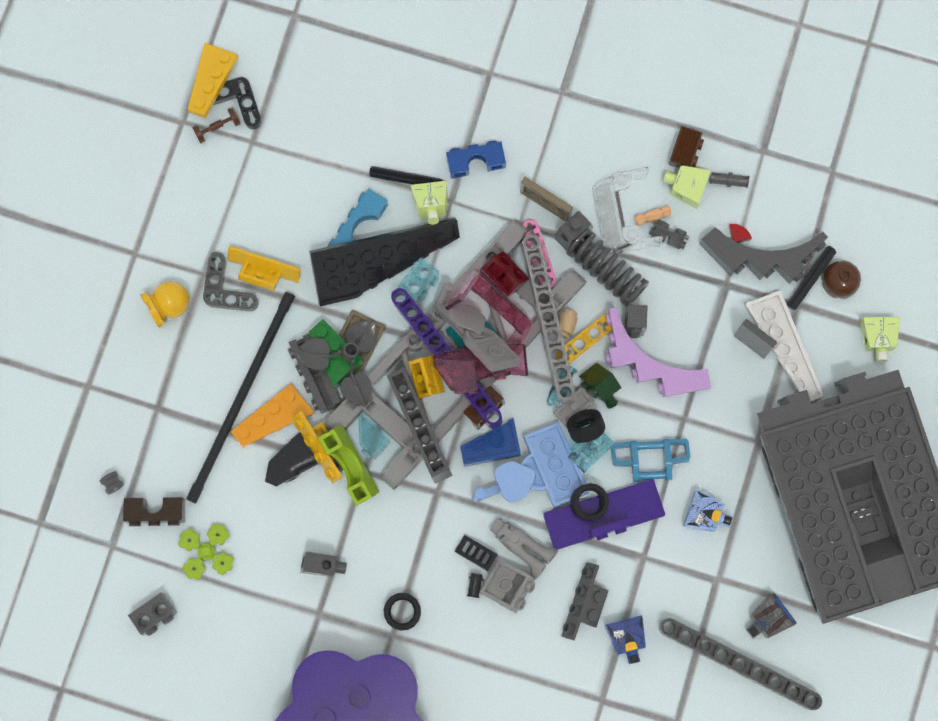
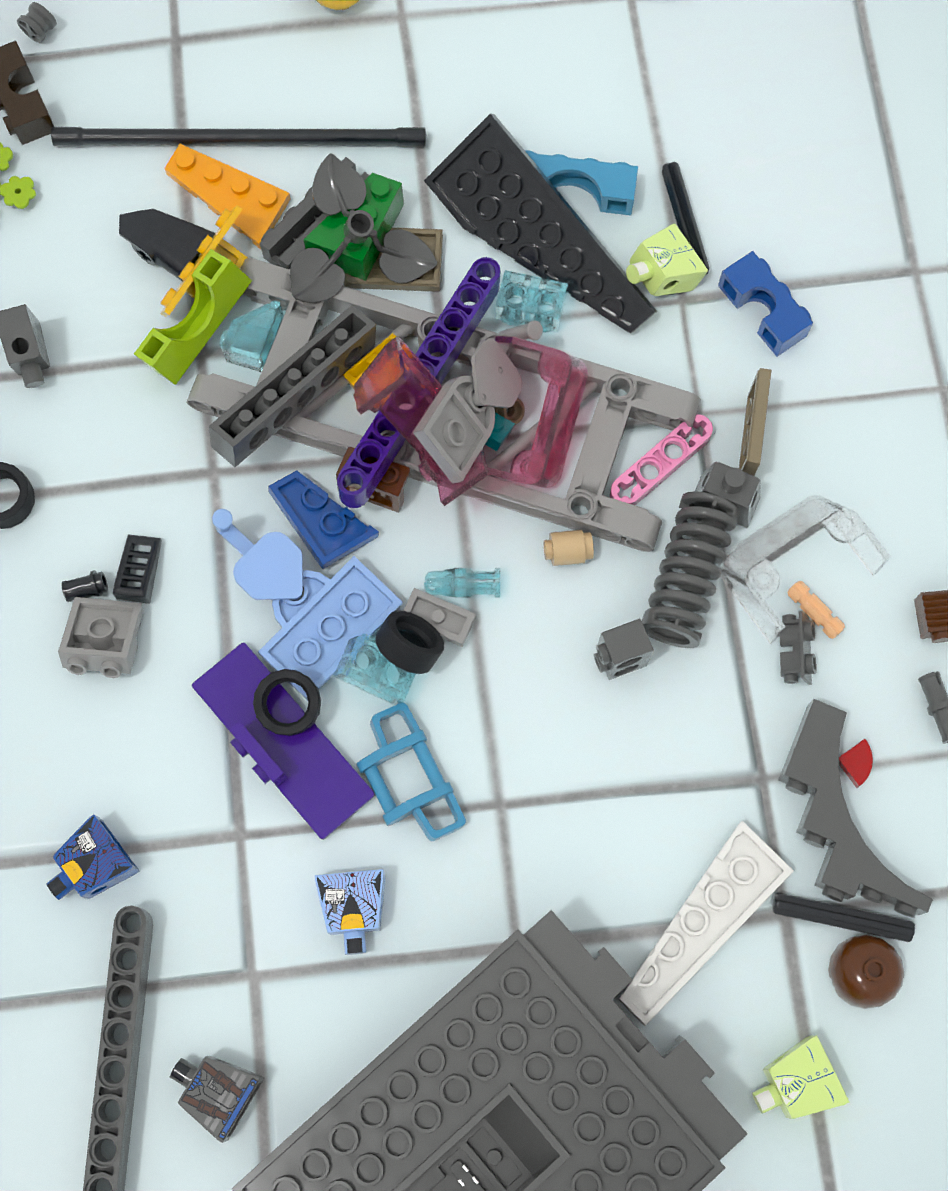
camera: 65 degrees right, 5 degrees down
(217, 289) = (386, 41): dark grey beam -> none
(262, 270) = (441, 82): yellow bracket -> none
(505, 273) = (599, 409): dark red brick -> none
(515, 538) = (180, 614): light grey piece -> none
(549, 308) = (565, 492): light grey beam -> none
(585, 337) = (562, 587): yellow beam -> none
(586, 604) = (122, 774): dark grey bracket -> none
(600, 384) = (489, 639): dark green brick -> none
(625, 352) = (551, 701): lavender arch -> none
(688, 184) = (898, 642): yellowish green torso -> none
(755, 338) = (685, 856): tile -> none

